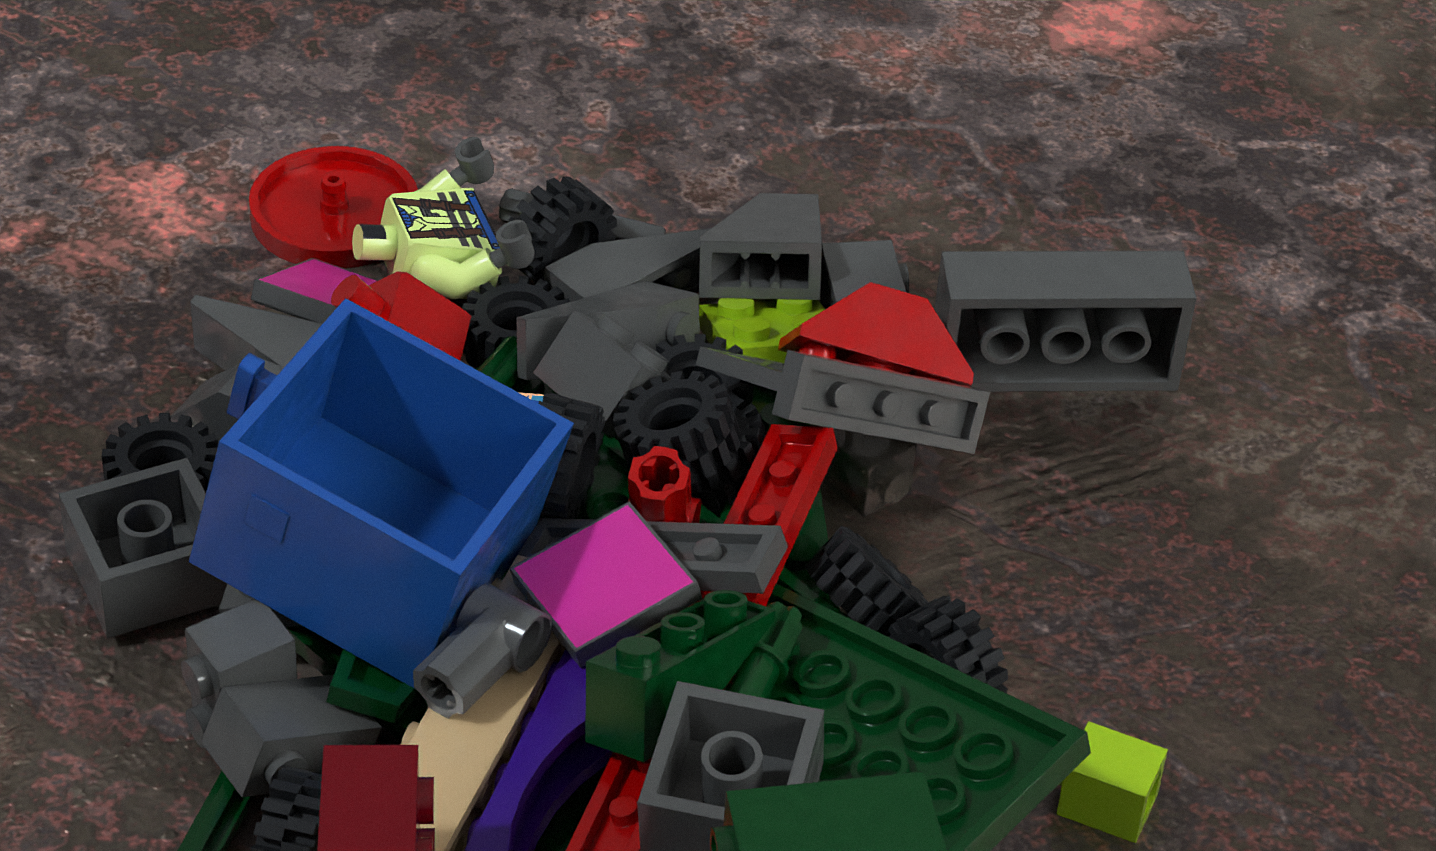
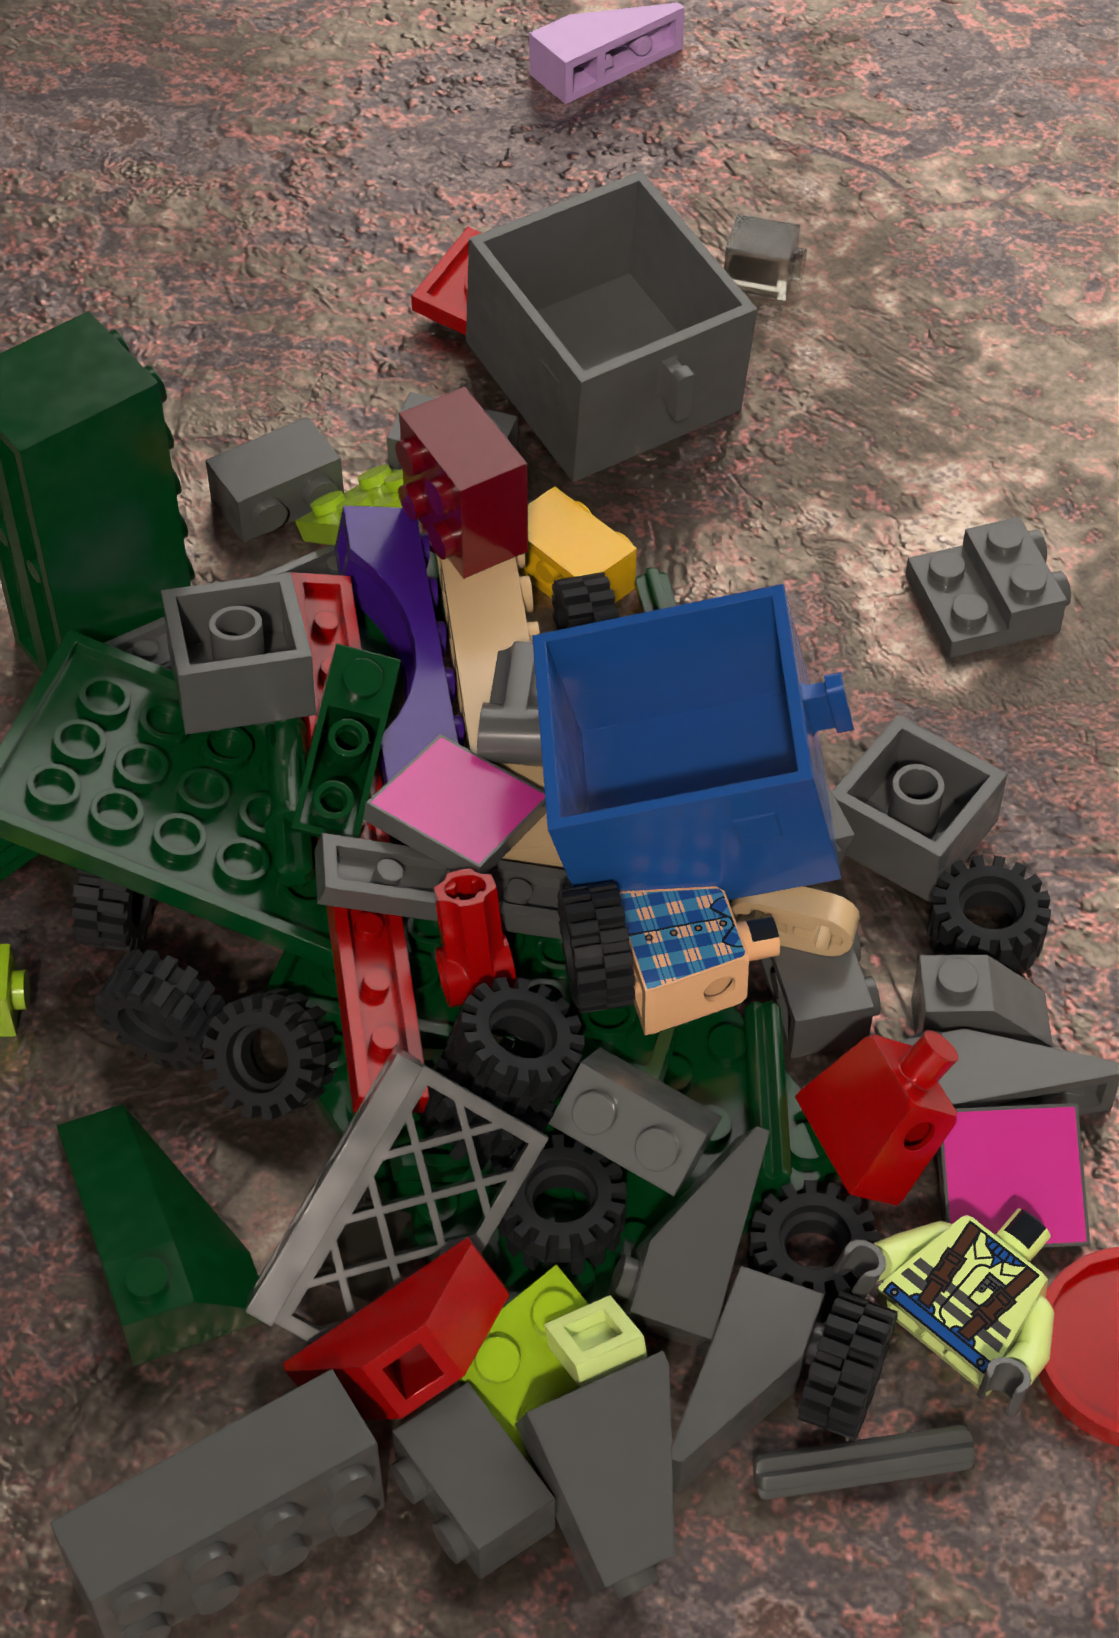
camera: 155 degrees right, 10 degrees up
(739, 281) = (595, 1341): none -> yellowish green plate
(1023, 542) = (161, 1246): none -> dark green wedge

